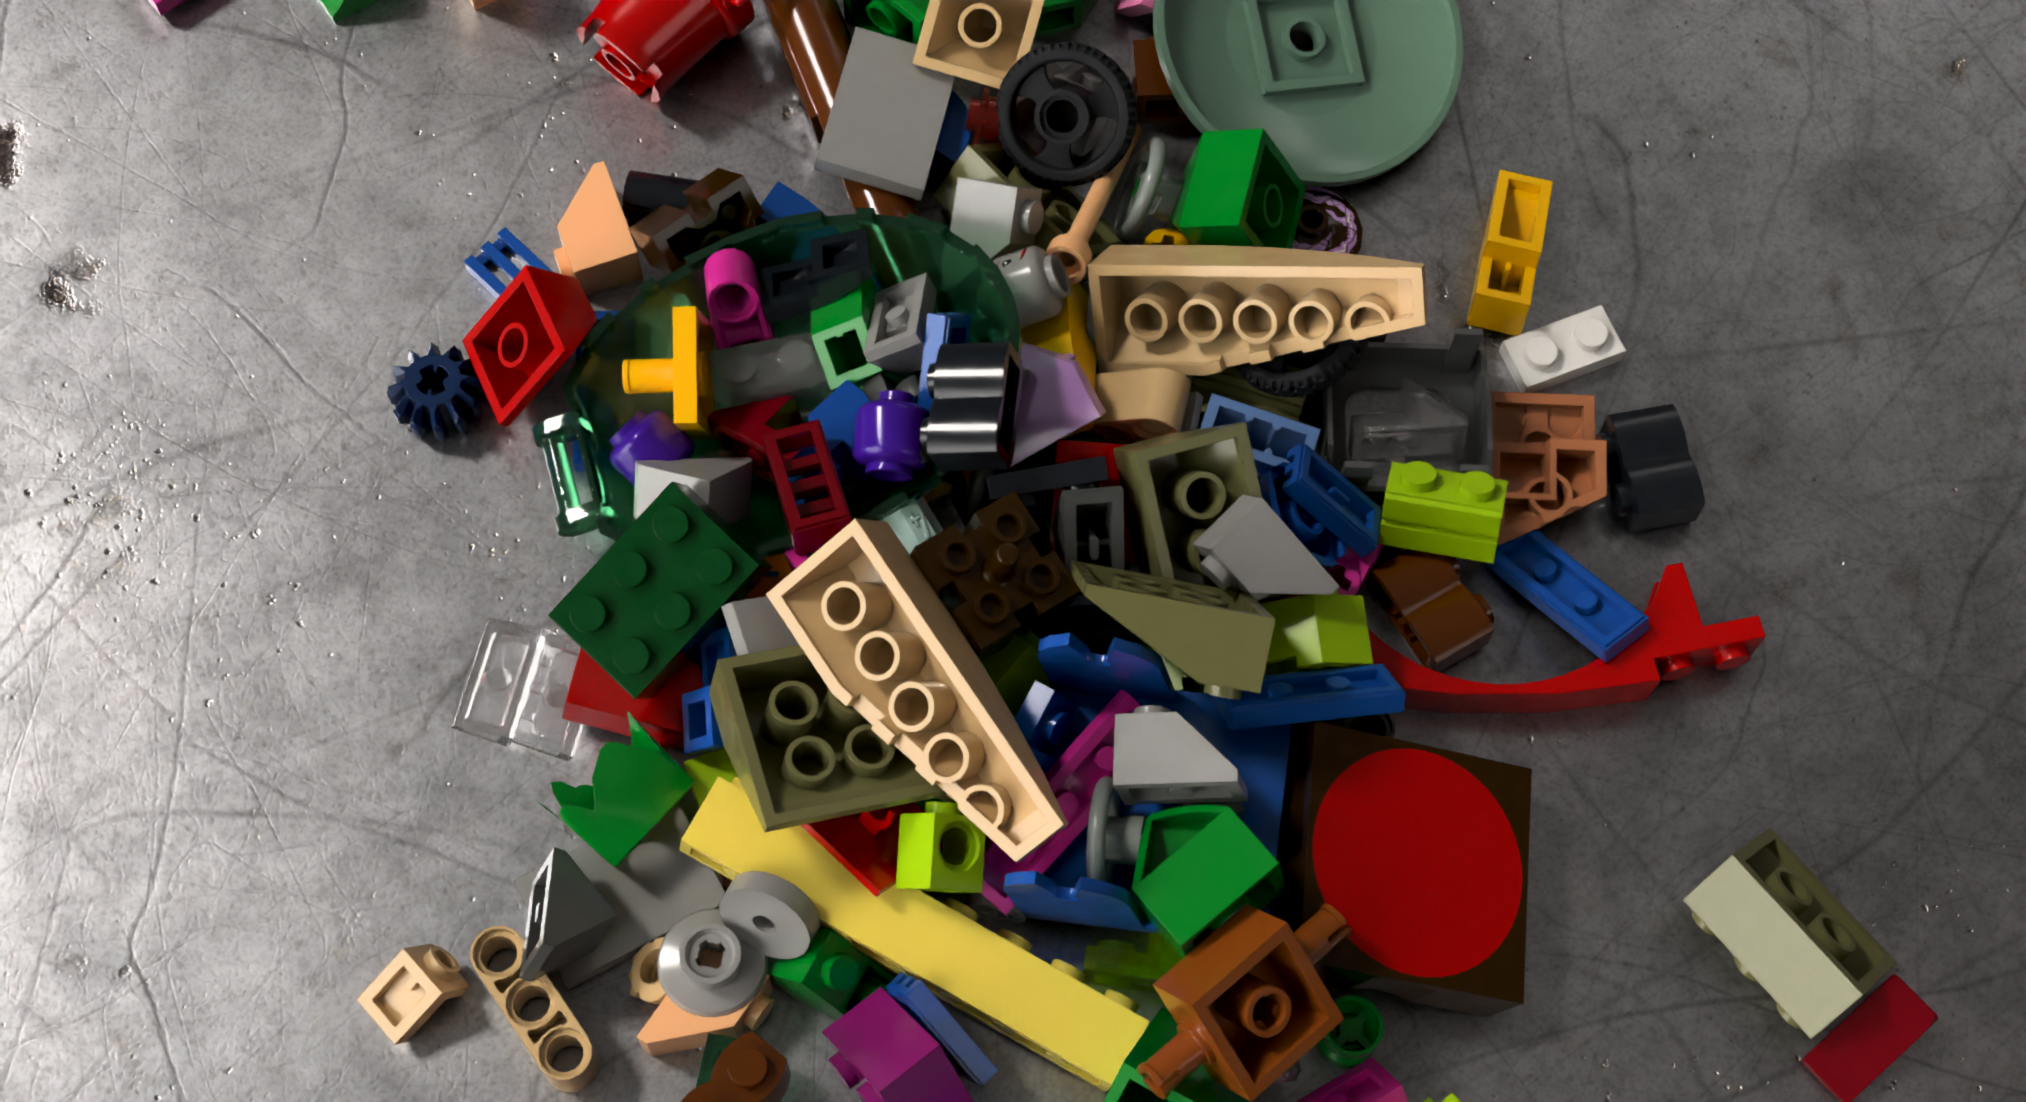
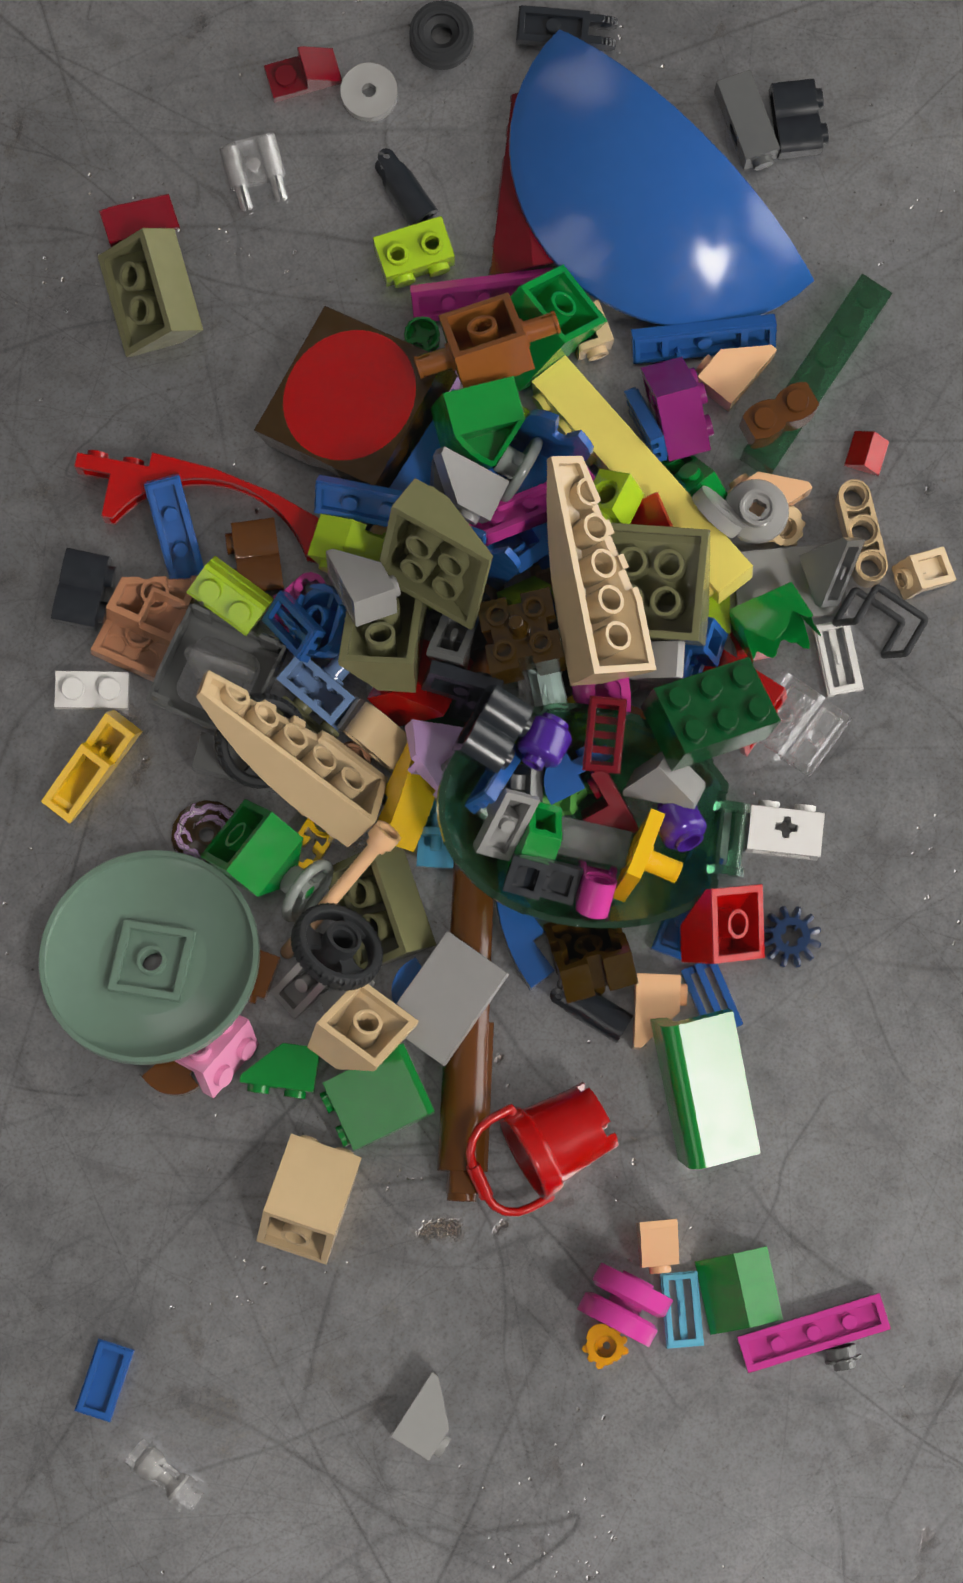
camera: 160 degrees left, 15 degrees up
(431, 882) = (869, 599): none -> black piece
(467, 521) = (800, 844): none -> white brick
(482, 138) = (706, 1089): none -> piece
(531, 853) = (843, 688): none -> white tile
(983, 118) = (387, 974): clear red plate -> none
(996, 215) = (416, 889): light grey slope -> none
(1036, 283) = (415, 826): light grey head -> none

